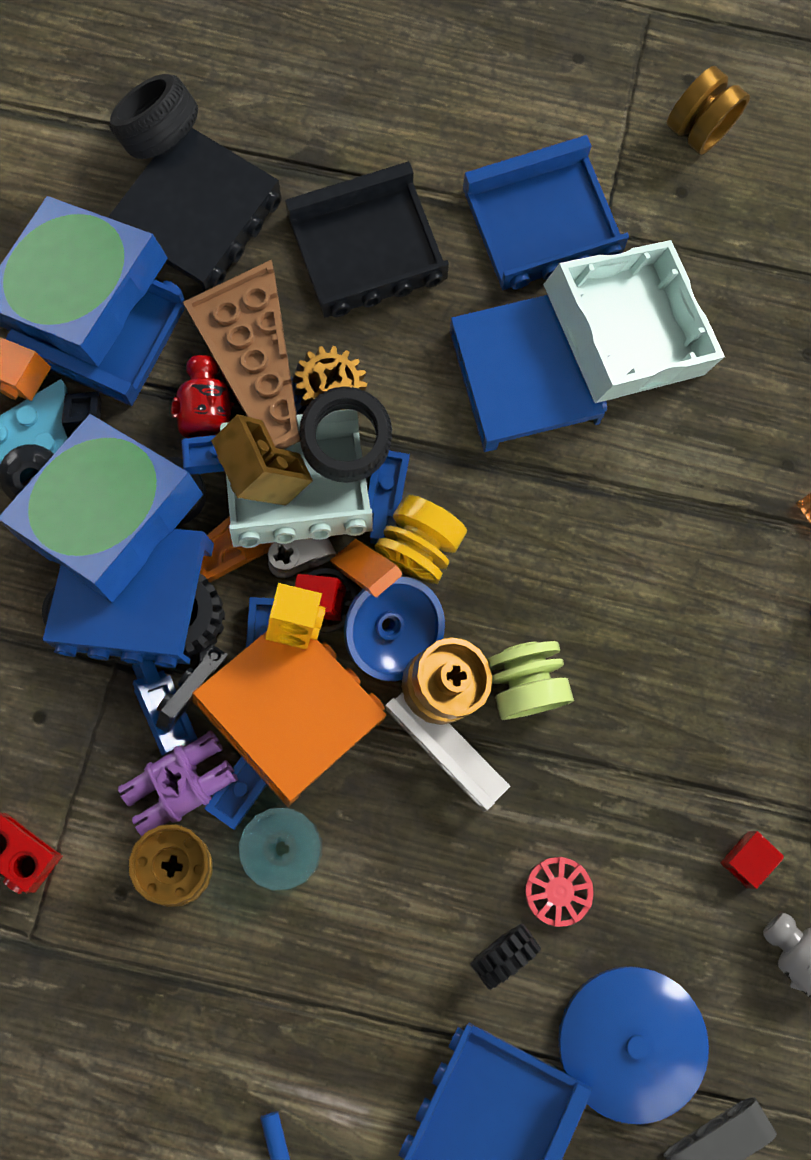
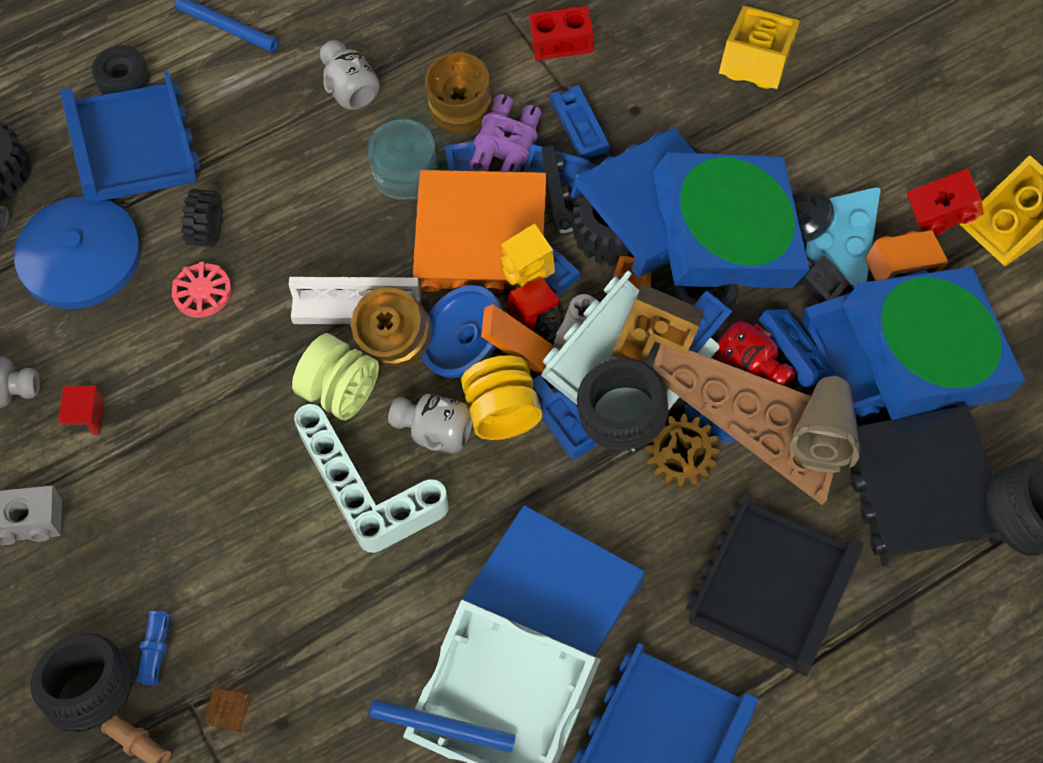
camera: 145 degrees right, 15 degrees down
(99, 744) = (579, 122): none -> blue plate
(162, 380) = (796, 347): none -> blue plate
(215, 288) = (827, 429): none -> dark tan cone
(242, 996) = (348, 76): none -> light grey piece
(483, 574) = (434, 421): none -> light grey piece
(592, 583) = (353, 489): none -> light aqua beam
(694, 337) = (441, 725): none -> blue piece

